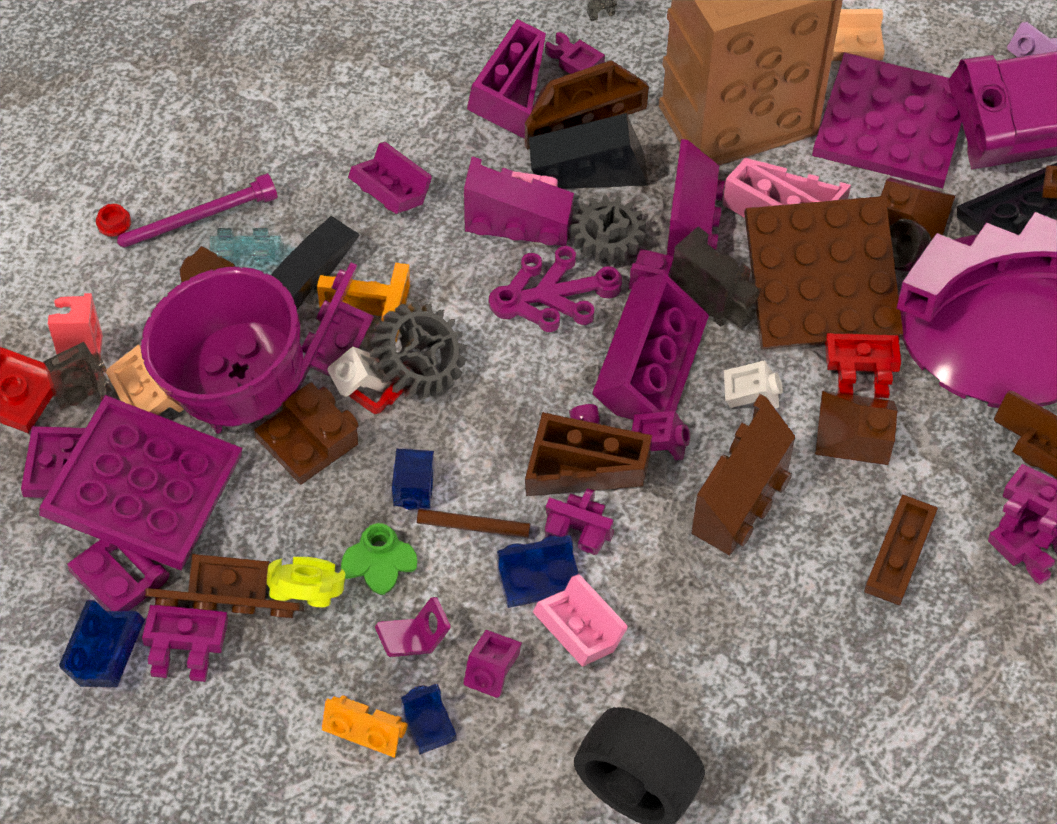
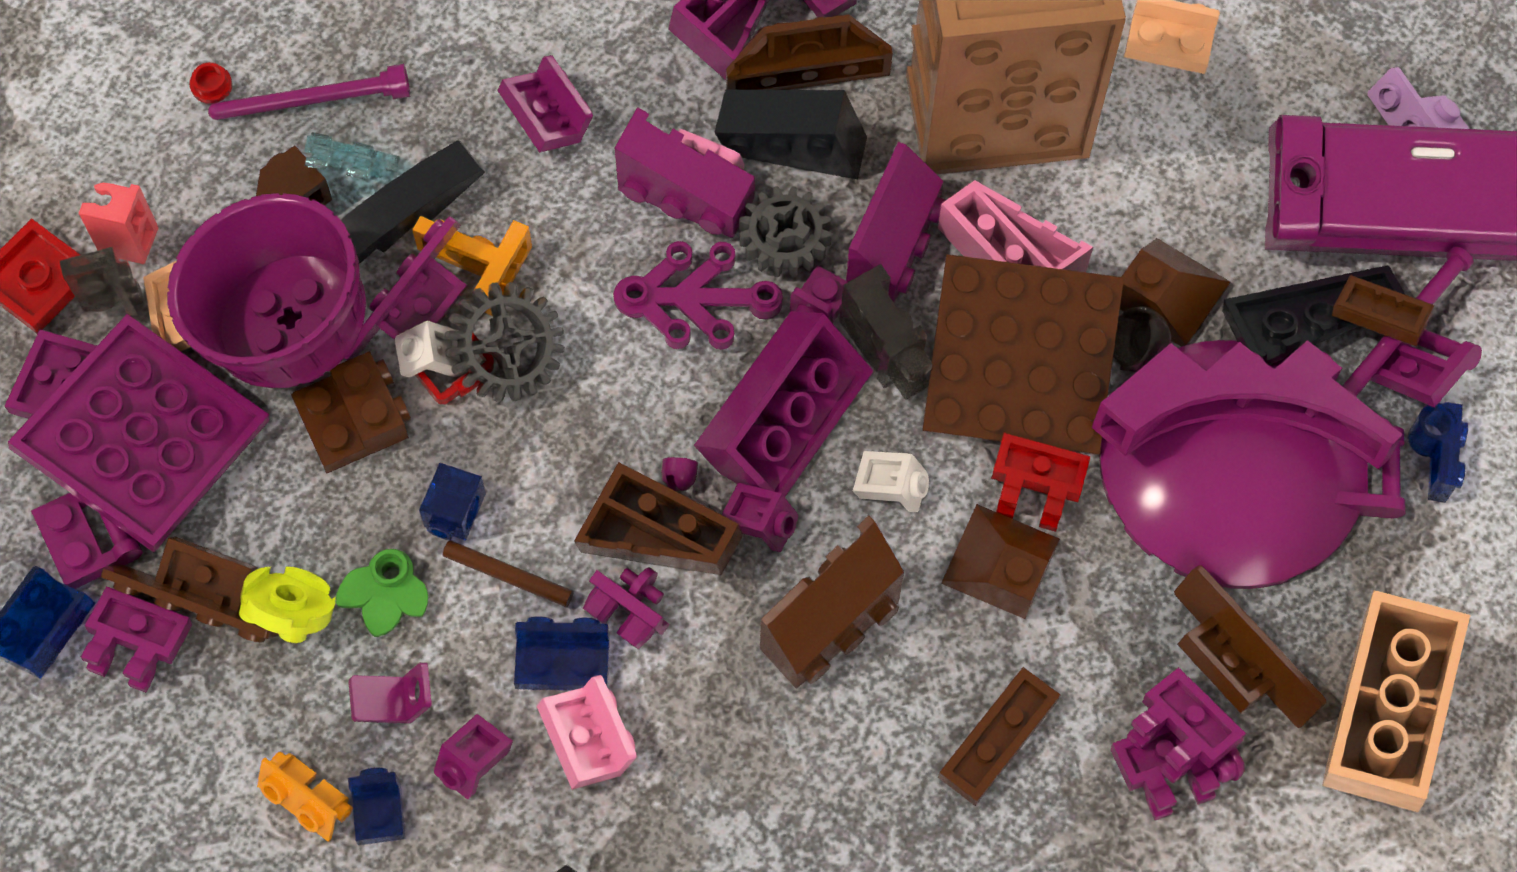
camera: 15 degrees right, 10 degrees up
(890, 121) = (1182, 161): magenta plate -> none

